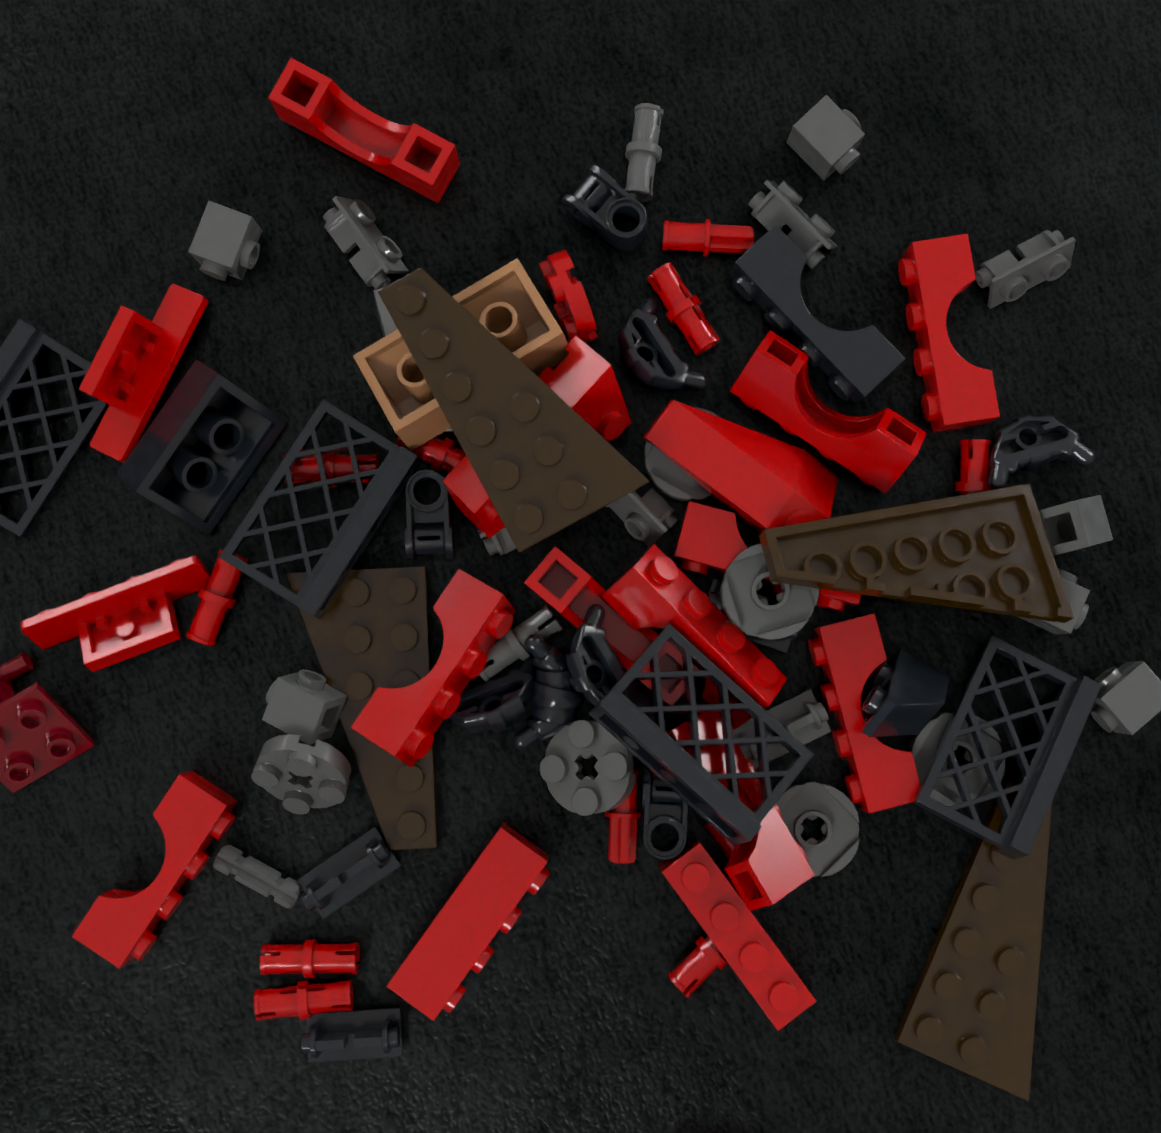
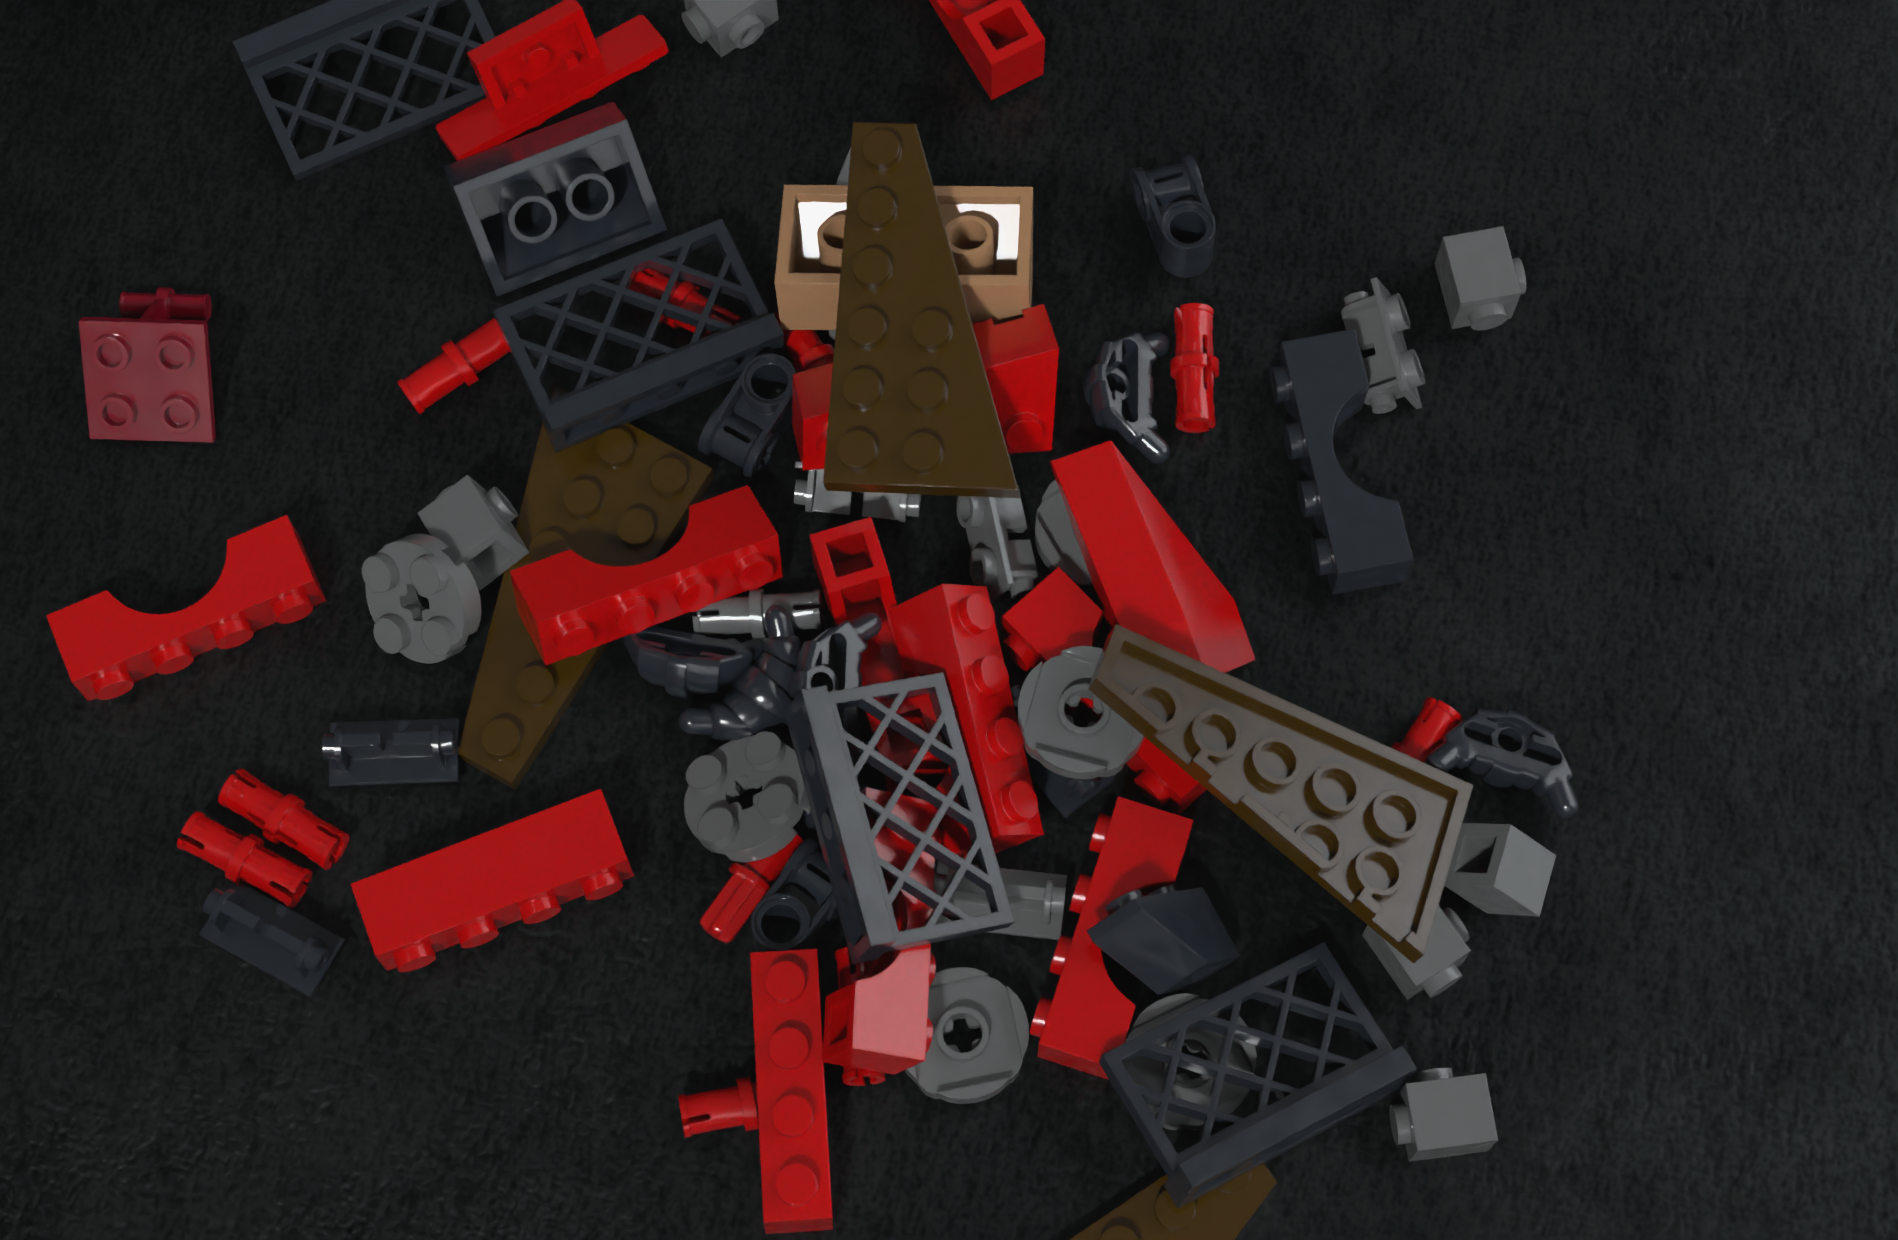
camera: 30 degrees right, 15 degrees down
(123, 617) = (342, 318): red bracket -> none
(257, 876) = (289, 691): dark grey axle -> none
(354, 225) = (882, 68): dark grey hinge -> none
(572, 303) = (1071, 252): red plate -> none
(643, 151) = (1258, 176): dark grey pin -> none
(707, 237) = (1268, 303): red axle -> none
(870, 446) = (1249, 506): red arch -> none
(956, 390) = (1462, 639): red arch -> none
(1043, 259) = (1648, 560): dark grey hinge -> none

